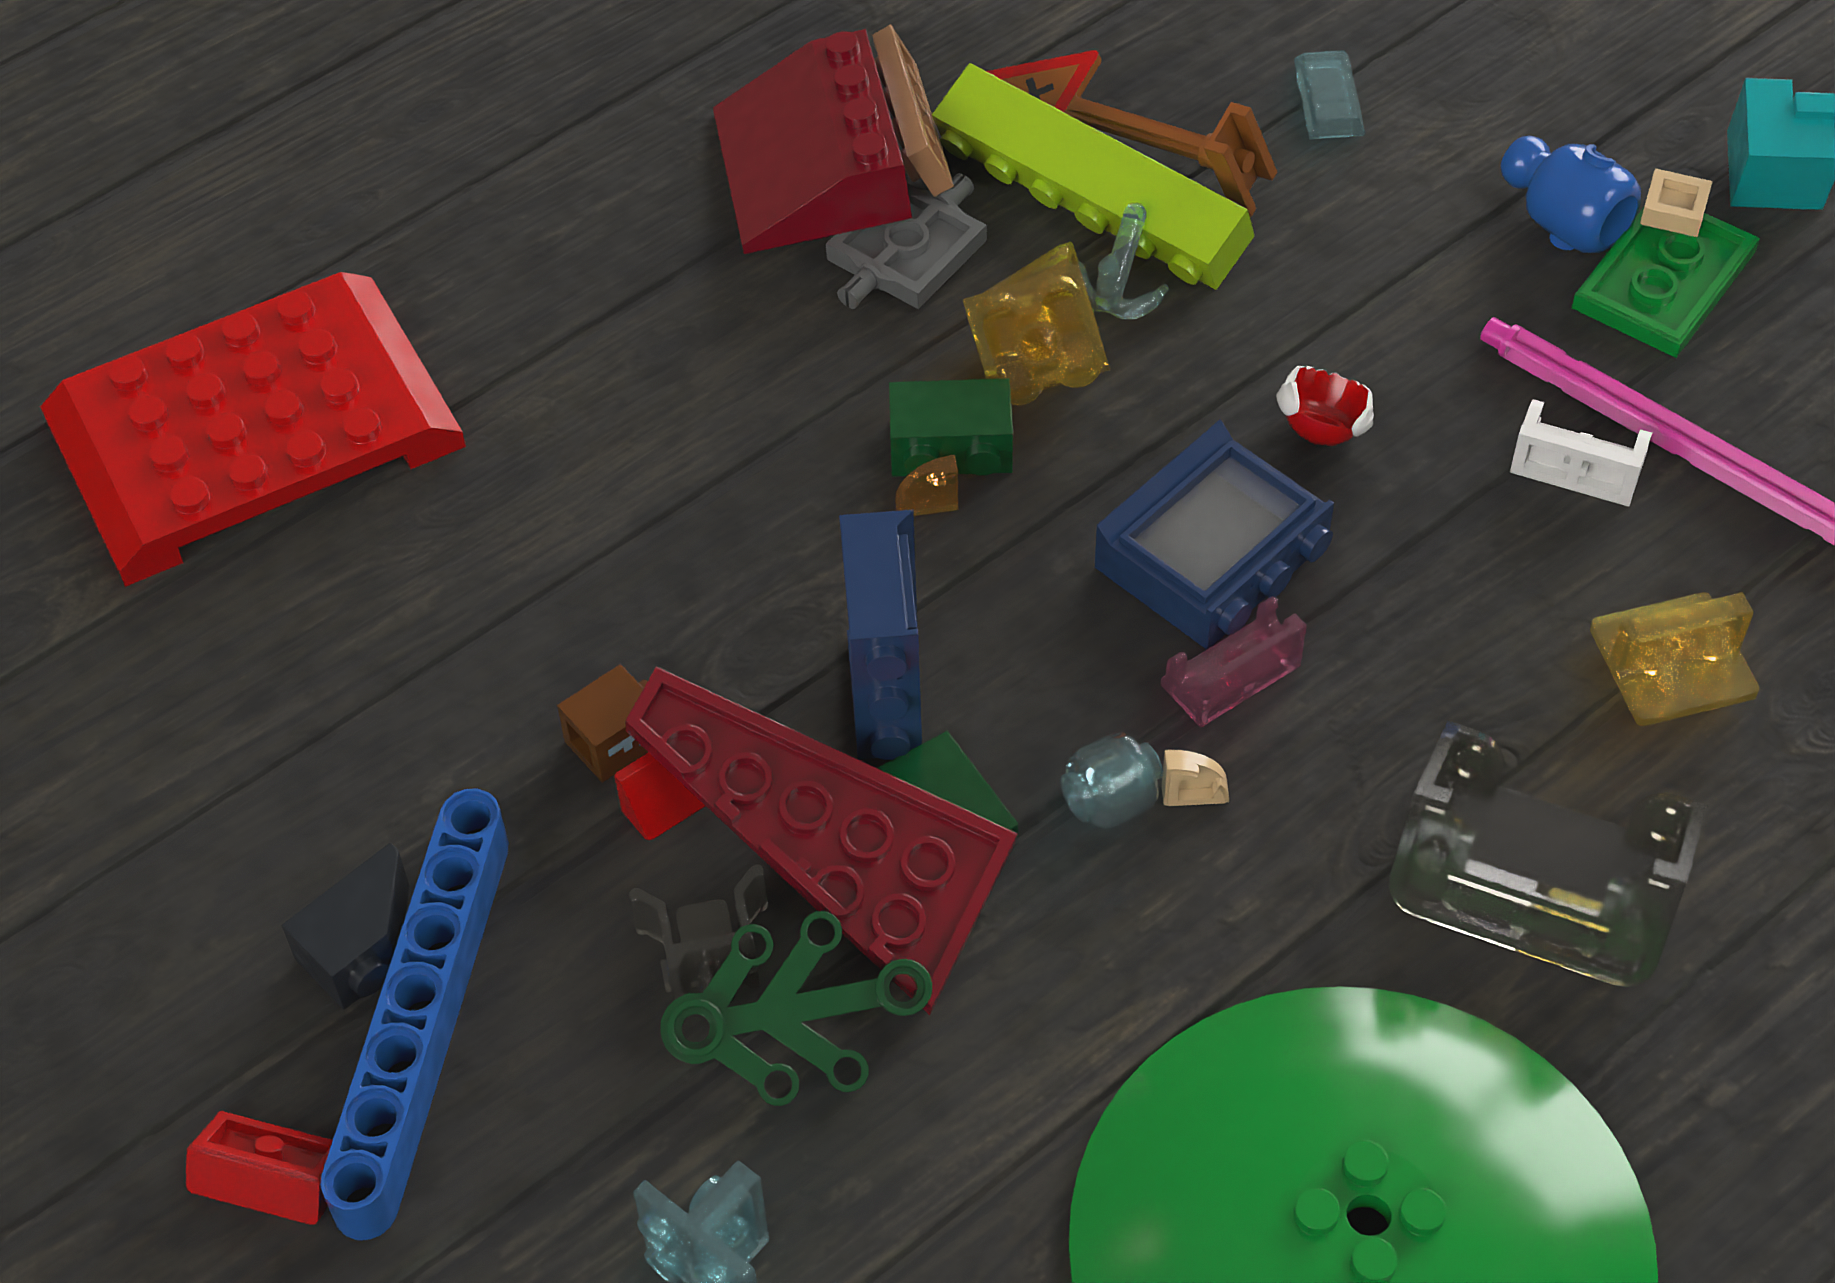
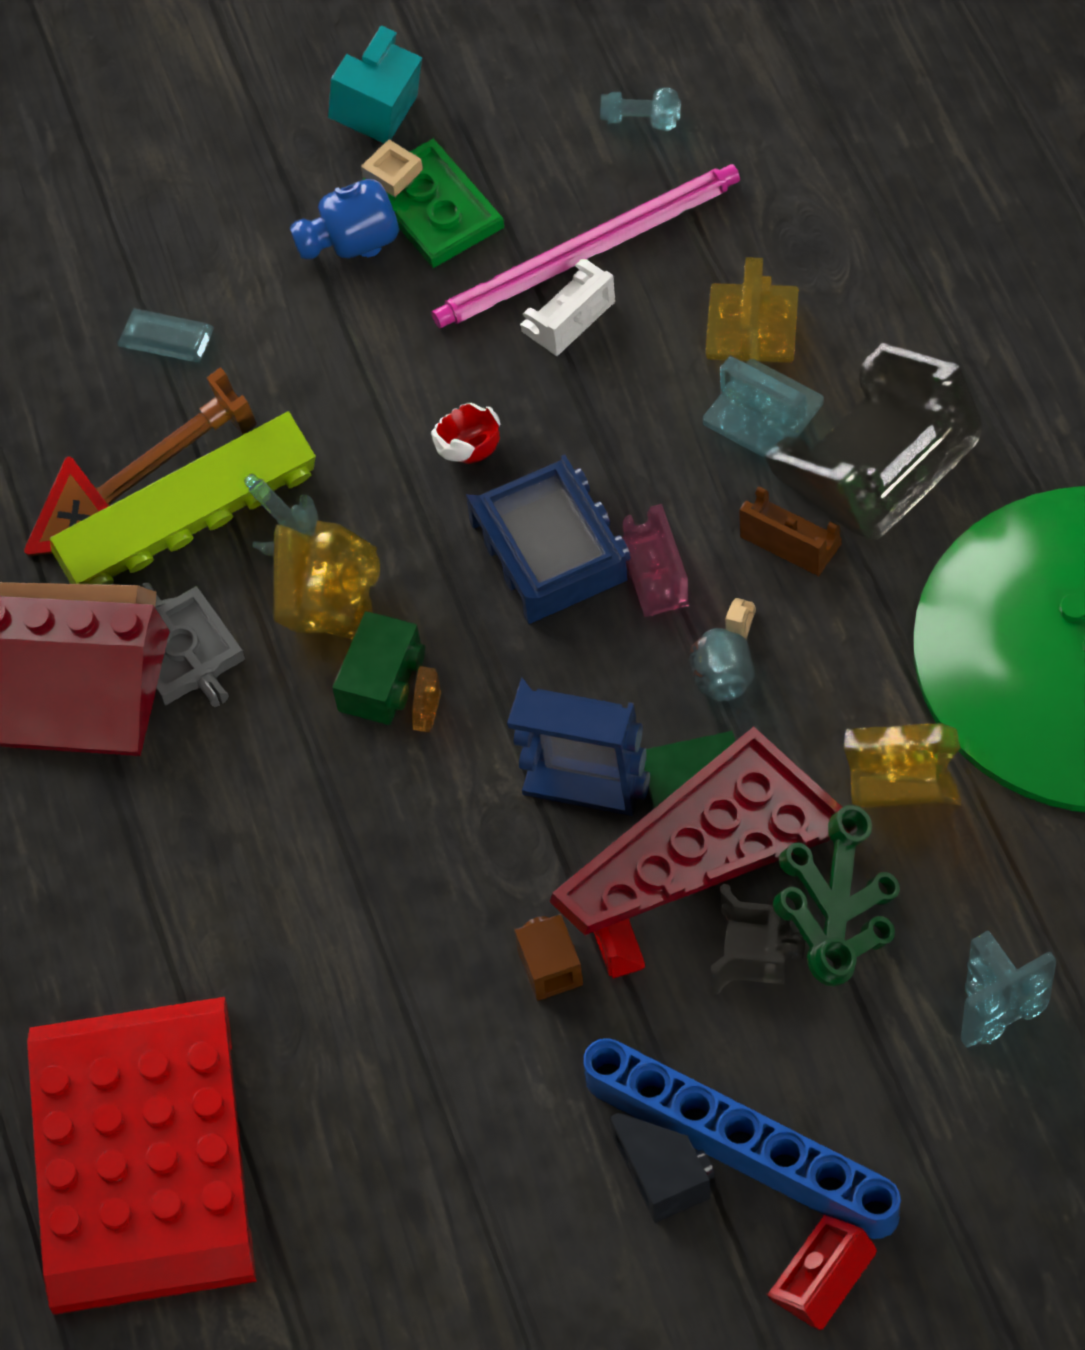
camera: 65 degrees left, 5 degrees up
(1024, 1029) = (902, 766): none -> clear yellow piece
(1358, 798) = (788, 534): none -> reddish brown hinge
(1542, 707) = (760, 405): none -> clear light blue bracket

